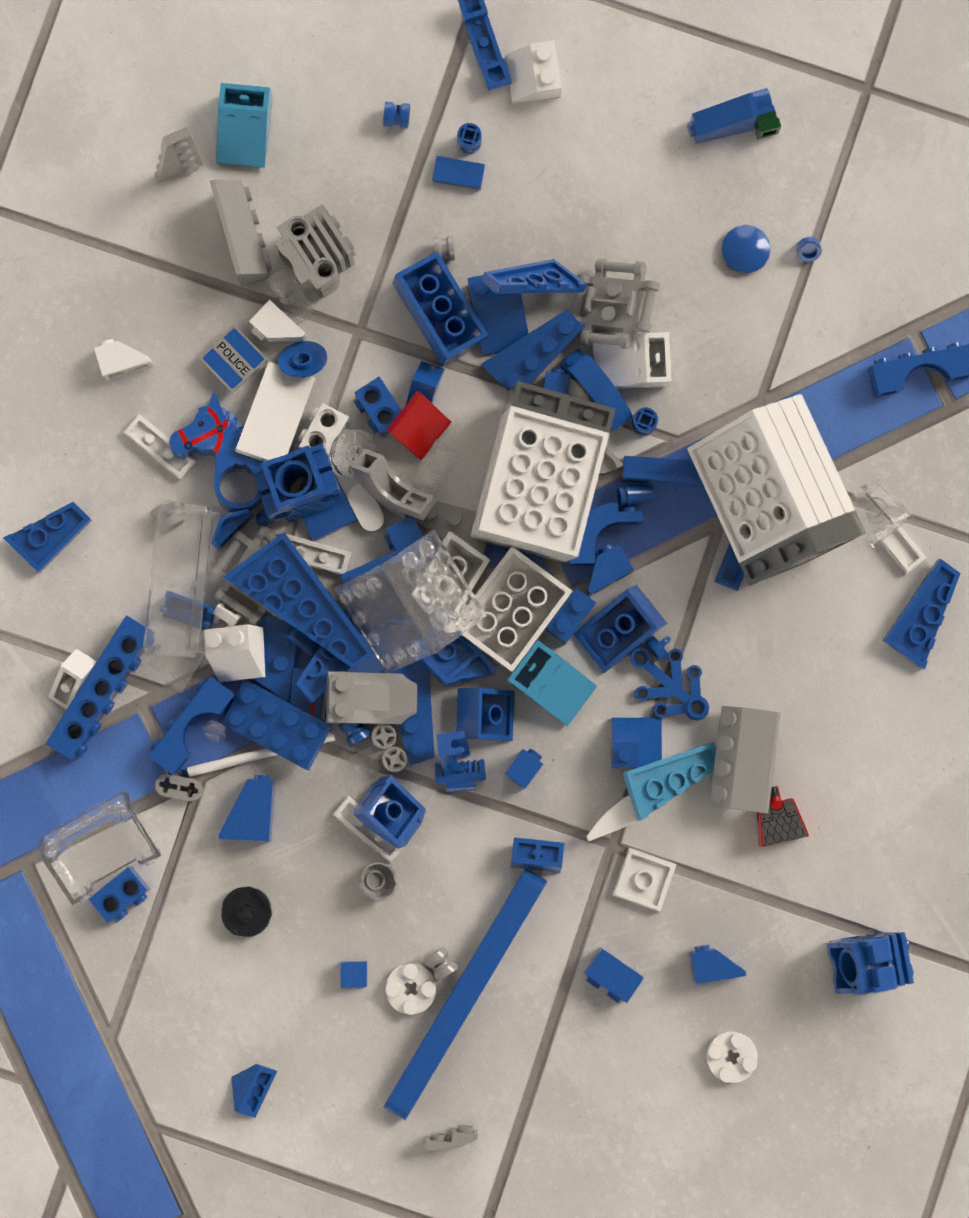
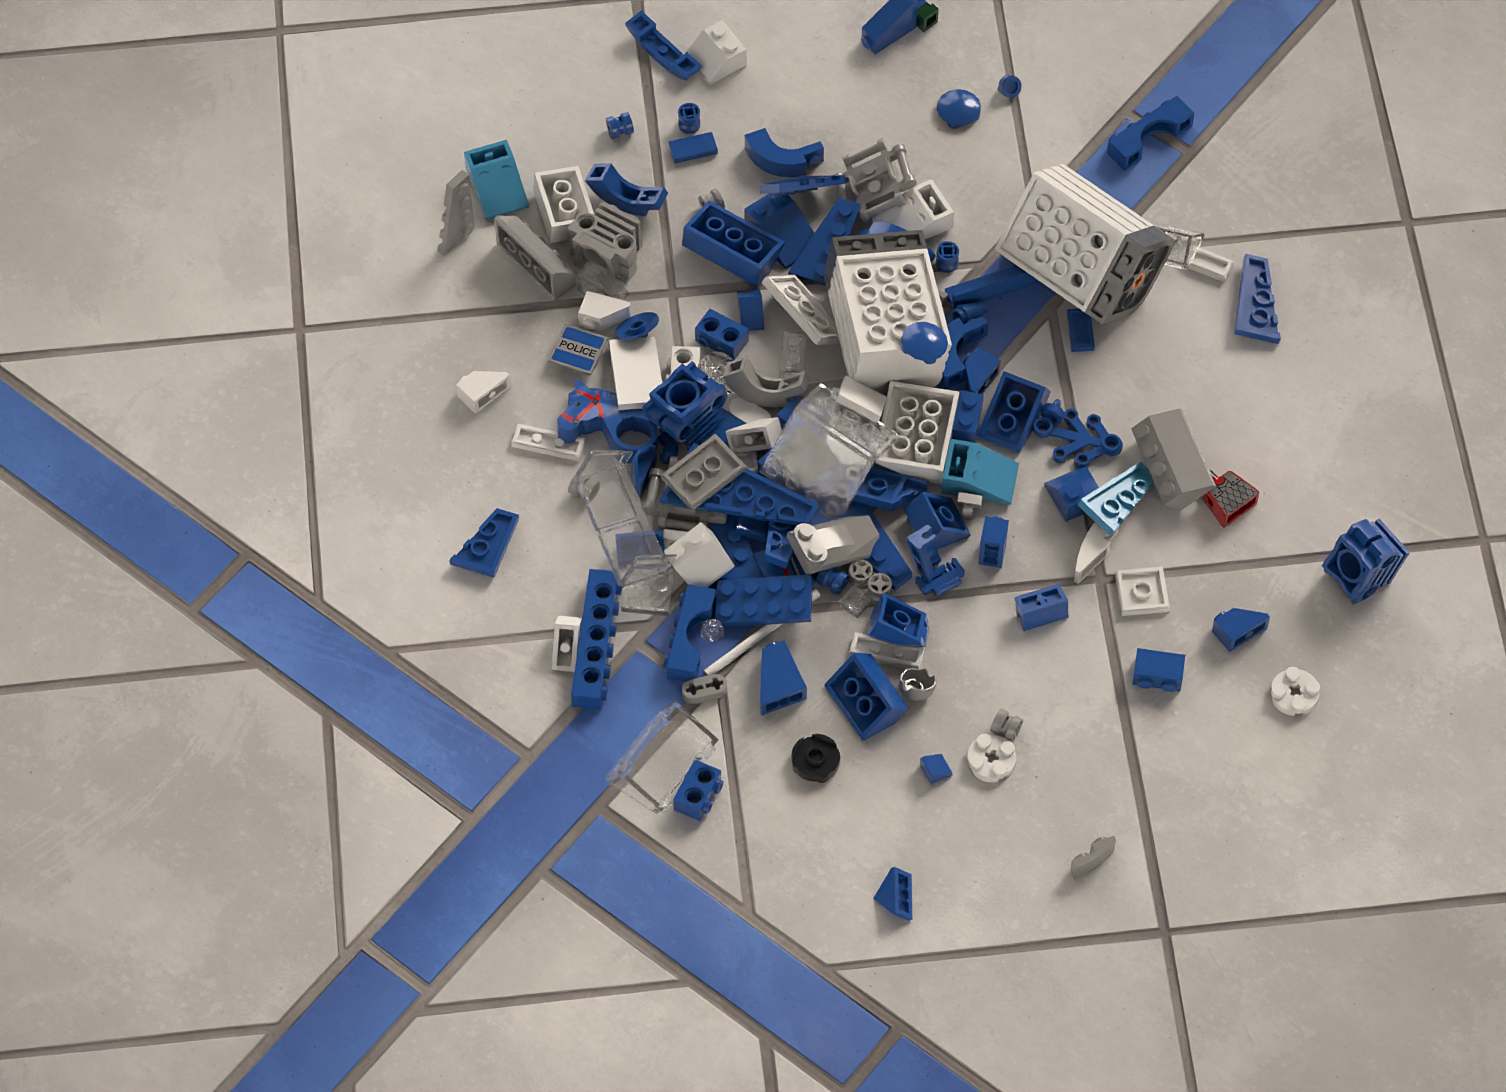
camera: 25 degrees left, 25 degrees down
(276, 570) = (703, 472): none -> light grey tile
(295, 182) = (560, 199): none -> white slope
(325, 870) = (866, 695): none -> blue slope
(356, 540) = (754, 435): none -> white slope
(361, 198) = (617, 191): none -> blue arch
(419, 425) = (762, 332): red tile -> none
(465, 994) = (1040, 741): blue beam -> none
(467, 562) = (861, 399): none -> white tile
(471, 416) = (803, 308): none -> white tile
(526, 709) = (969, 502): none -> white tile
(534, 231) = (778, 160): none -> blue arch
(549, 545) = (924, 342): none -> blue dish

